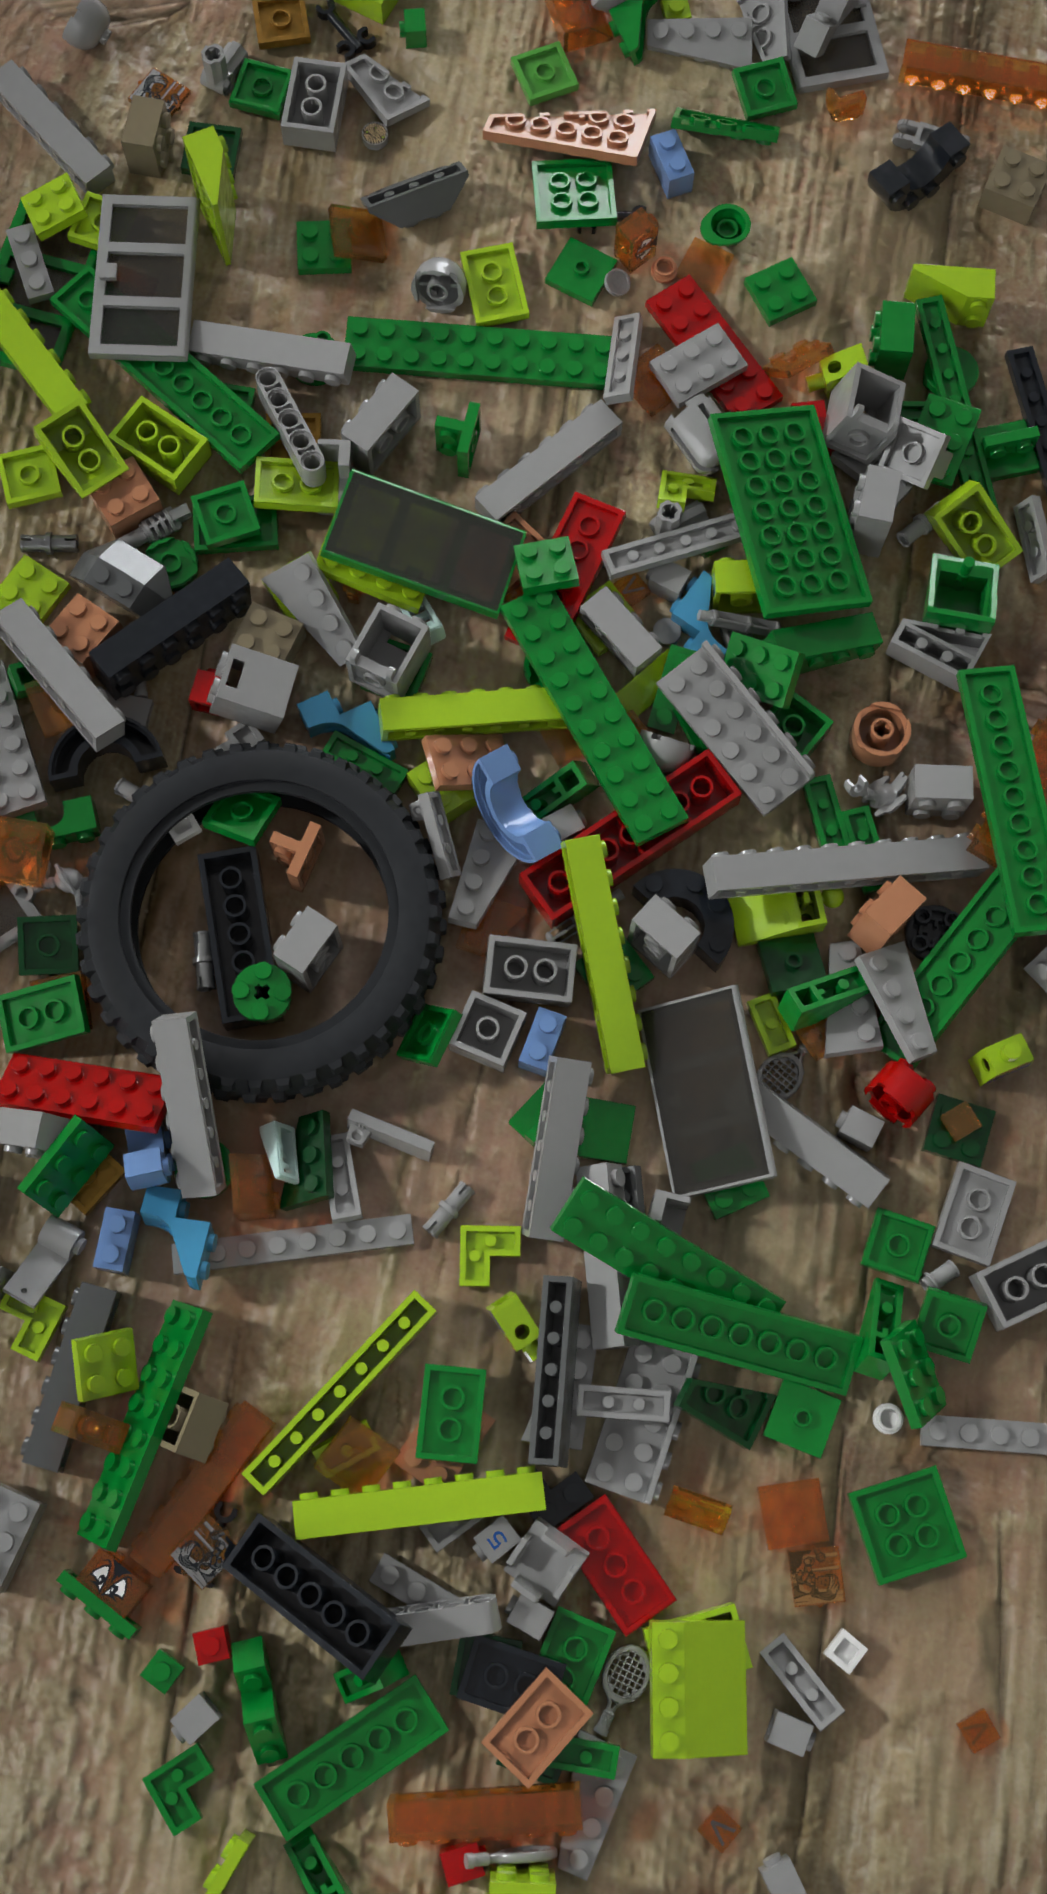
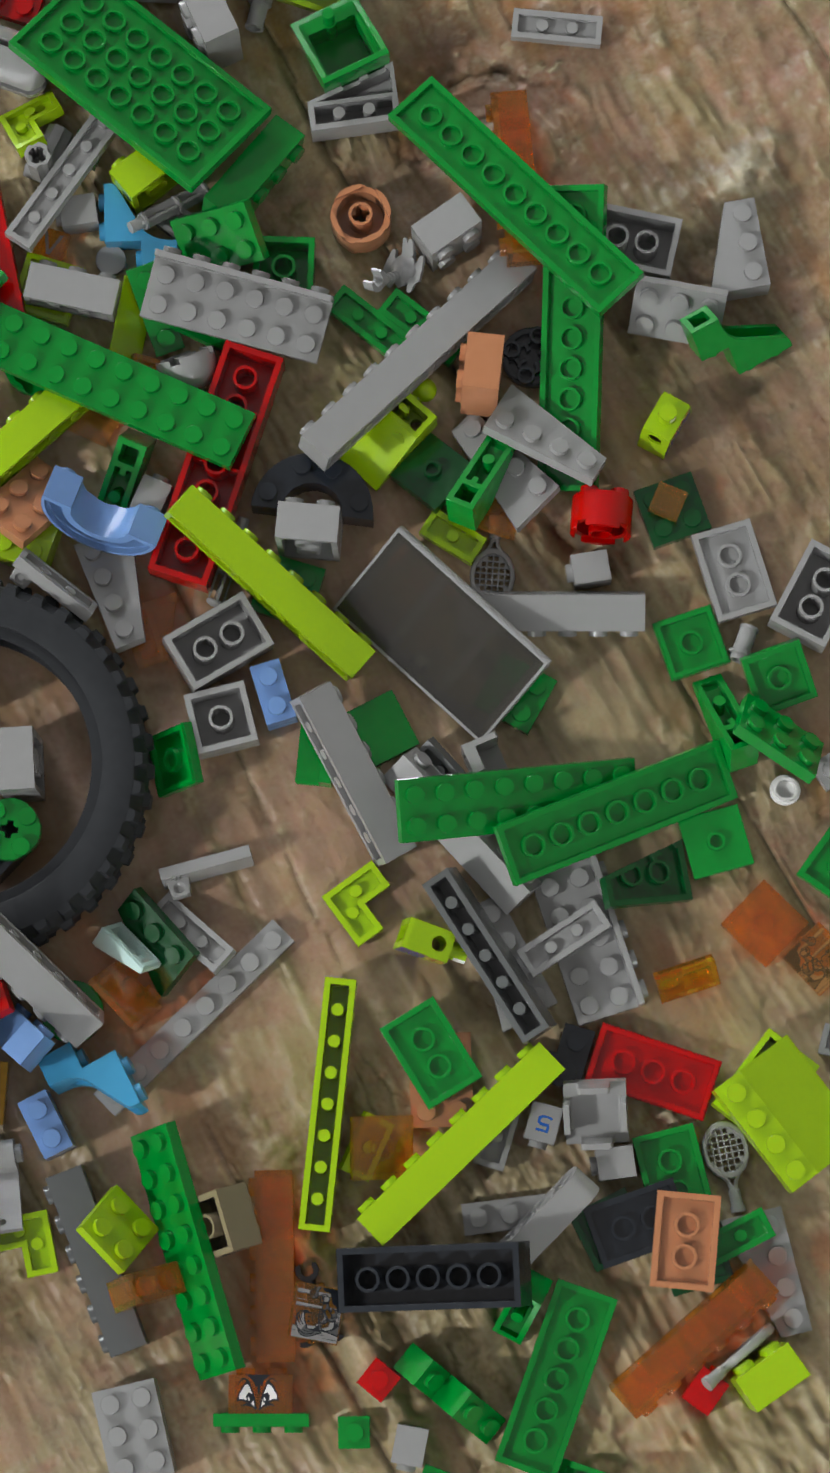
camera: 30 degrees left, 5 degrees up
(448, 1209) = (301, 891): light grey pin -> none

